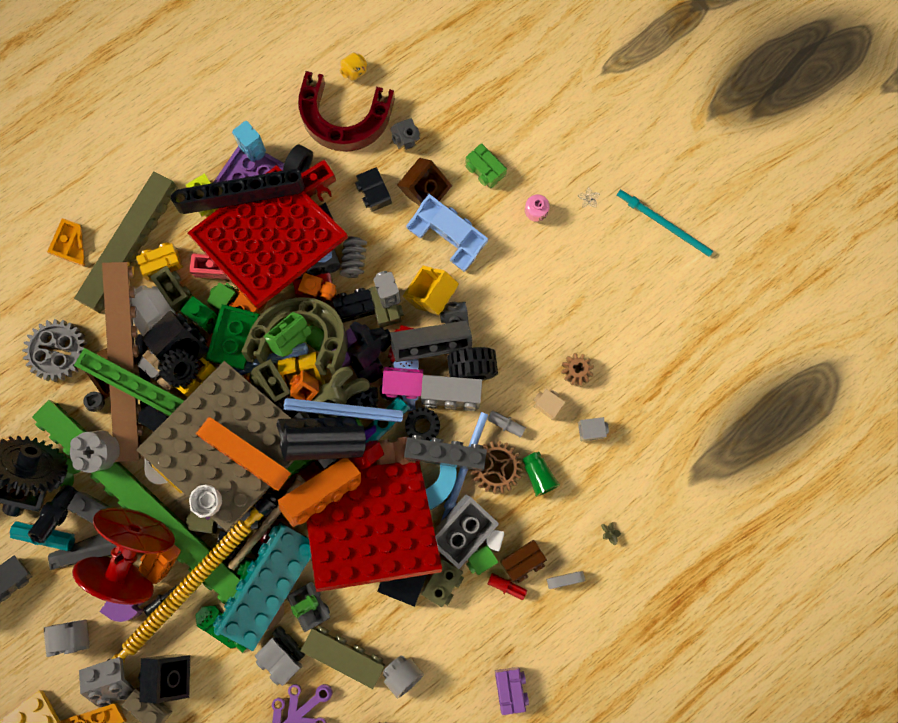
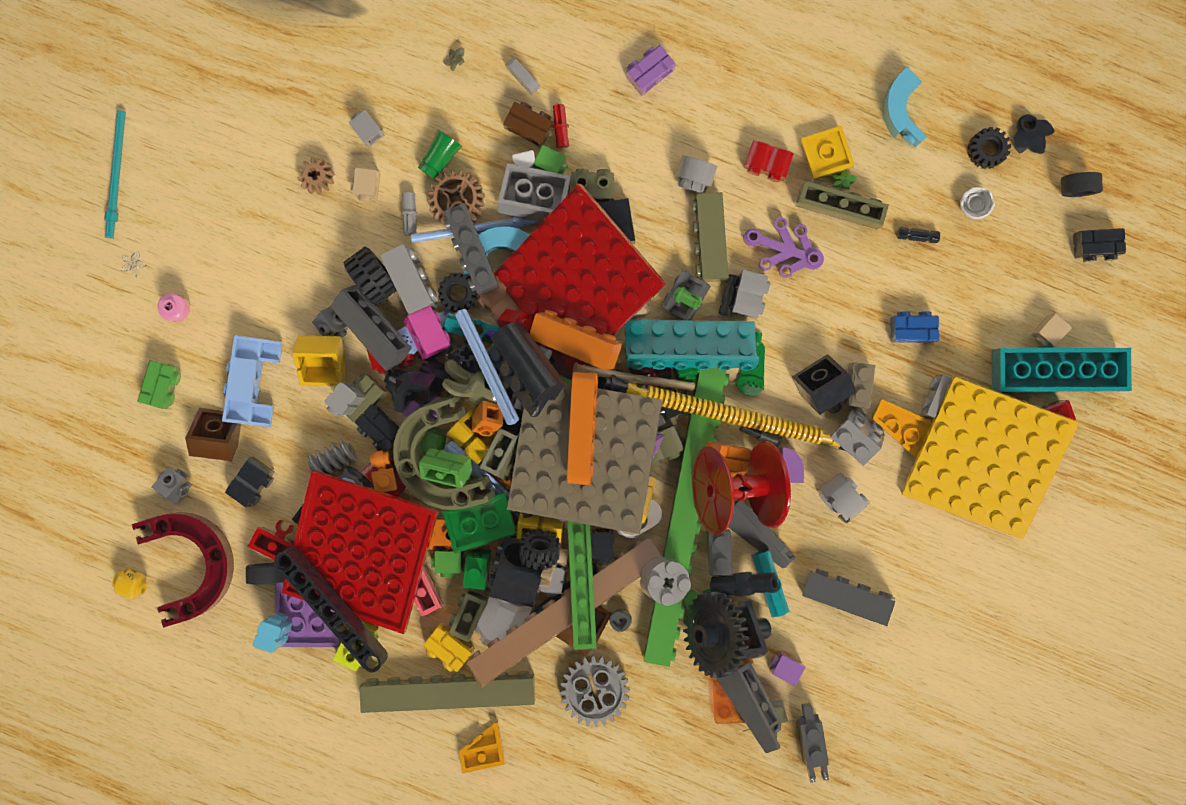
camera: 115 degrees left, 10 degrees up
(205, 501) = (645, 433): white hair -> none

